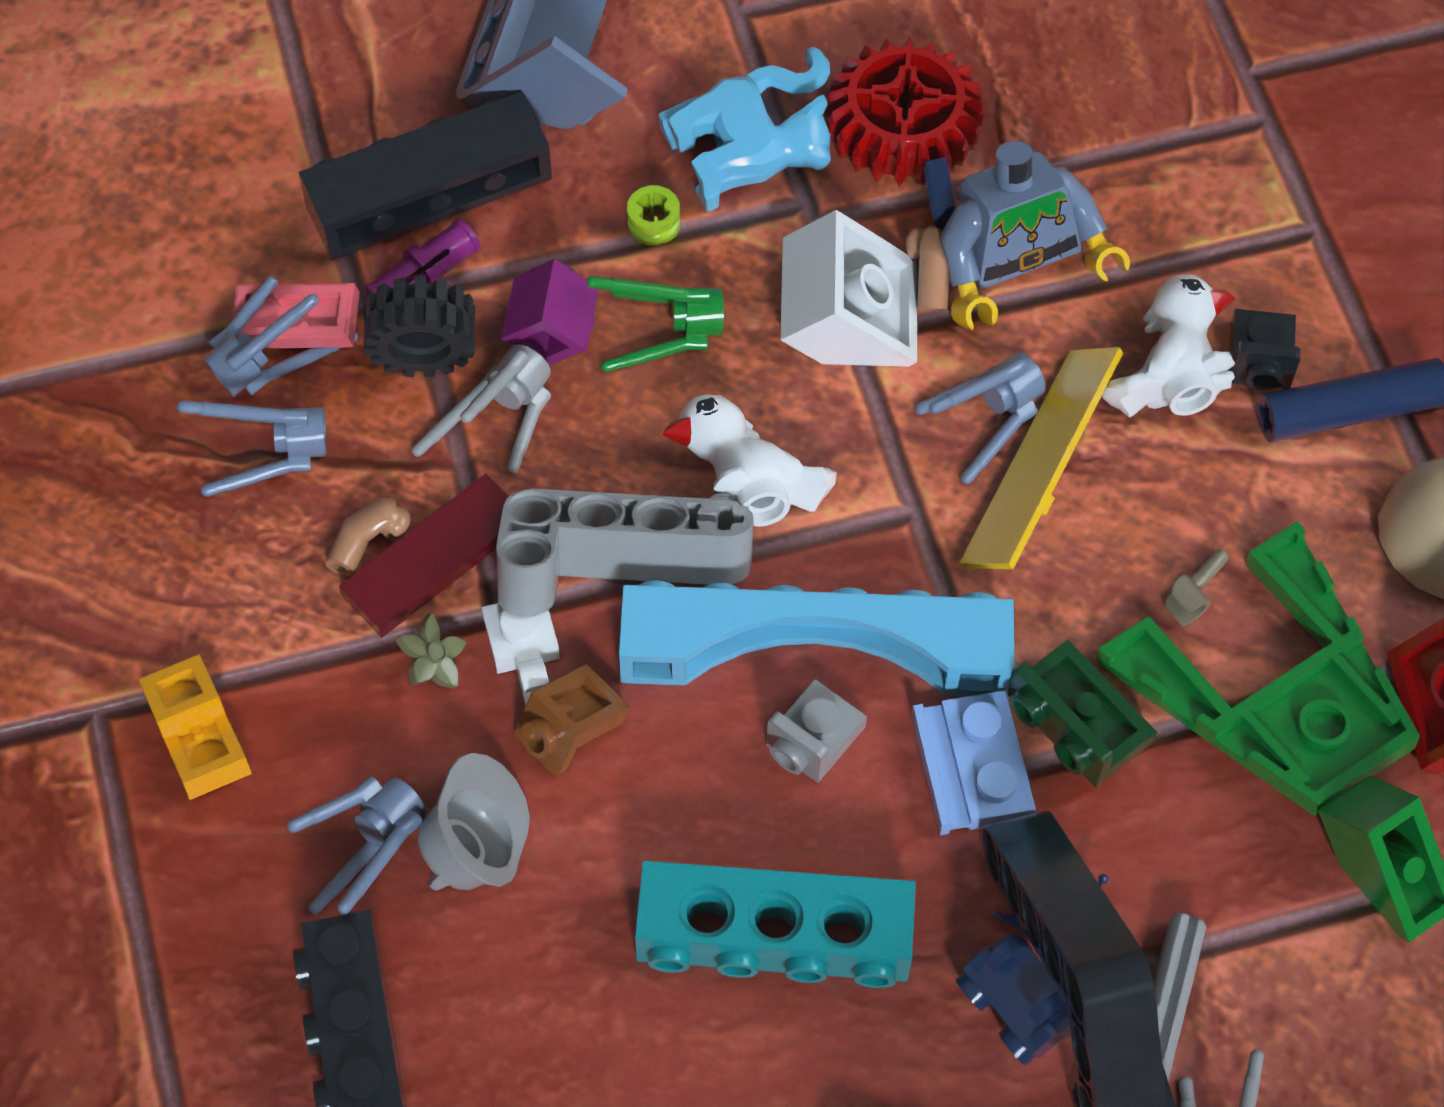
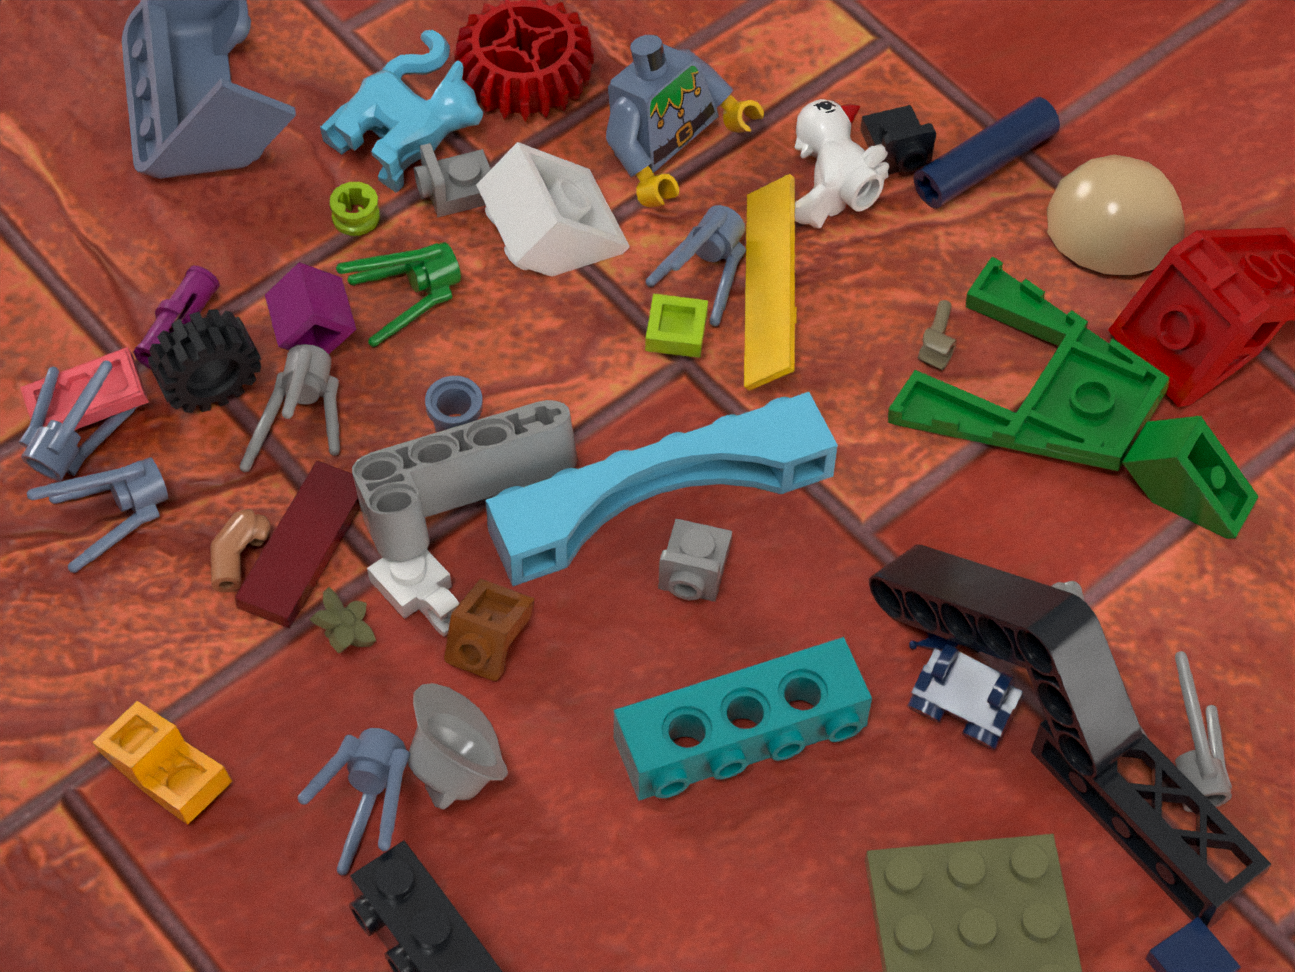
camera: 25 degrees left, 5 degrees down
(426, 175) = (145, 241): black brick -> none
(645, 457) = (453, 396): none -> sand blue piece
(746, 466) = (534, 372): white animal -> none
(764, 219) = (451, 180): none -> light grey bracket
(919, 469) = (676, 325): none -> lime plate
(933, 267) = (609, 165): nougat arm -> none
(940, 191) = (588, 110): dark blue tile -> none
(972, 761) = (832, 534): light blue plate -> none
(1079, 712) = (899, 463): dark green bracket -> none

